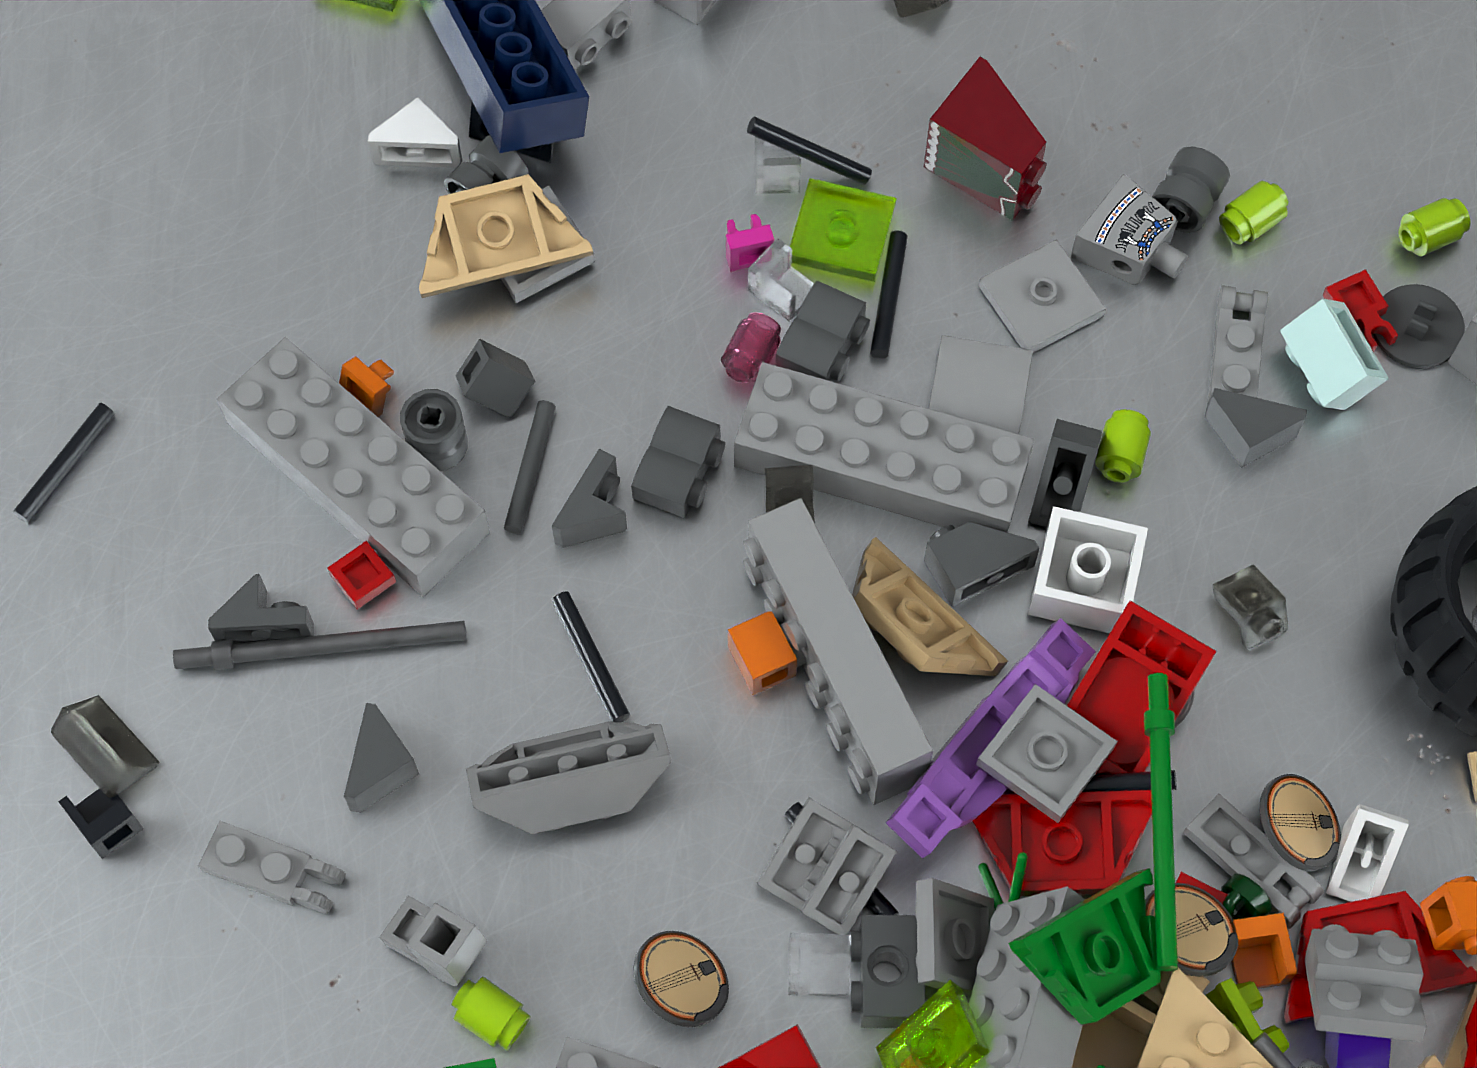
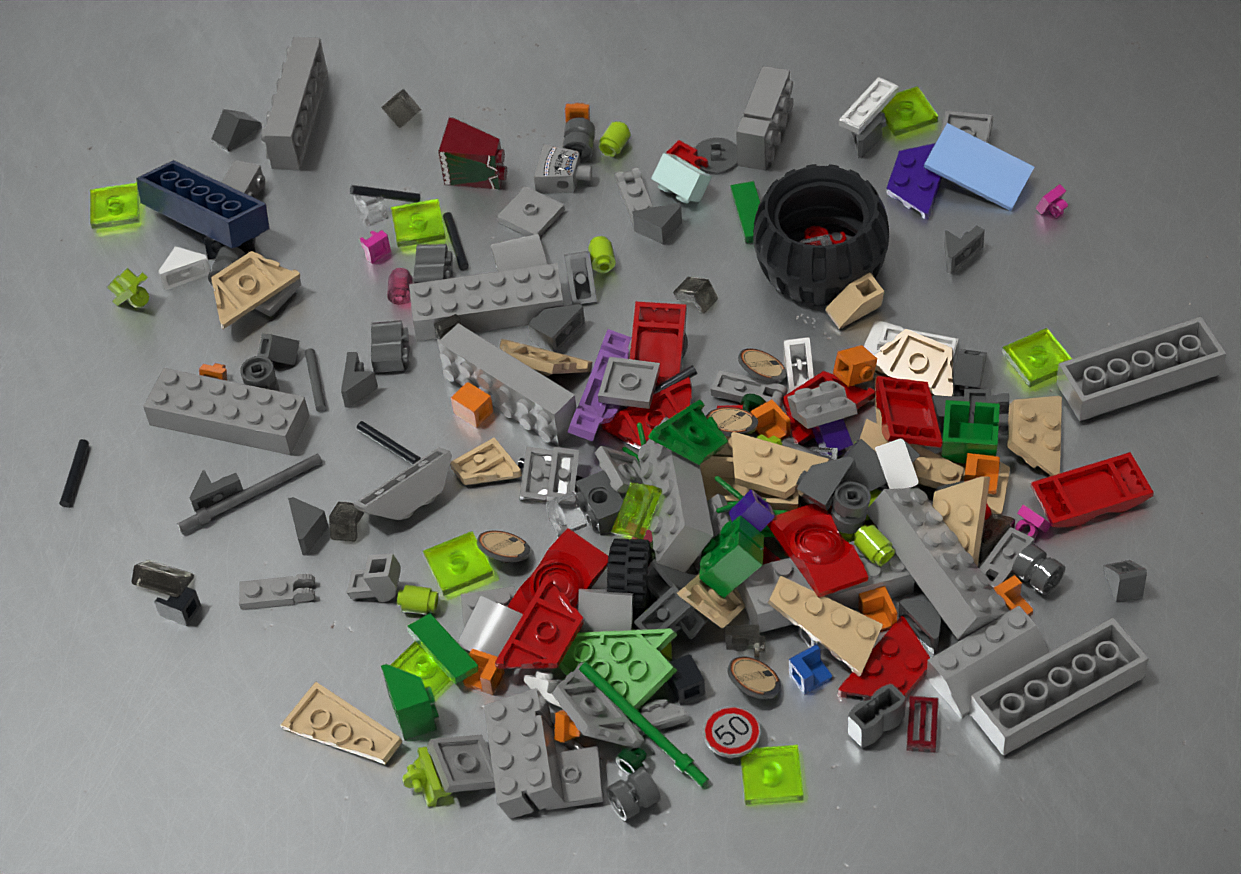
camera: 20 degrees left, 15 degrees down
(309, 146) = (127, 287): none -> lime hips
(361, 575) = (255, 455): red plate -> none
(443, 784) = (344, 521): none -> clear smoke bracket
(589, 969) = (457, 563): none -> clear neon green plate
(730, 787) = (485, 464): none -> tan wing
(777, 282) = (395, 257): clear panel -> none
(1087, 569) = (609, 305): white brick -> none
(1160, 726) = (676, 347): green bar -> none
(1212, 132) = (577, 110): none -> orange tile
(1424, 470) = (746, 204): none -> green tile
(1434, 226) = (702, 111): lime brick -> none

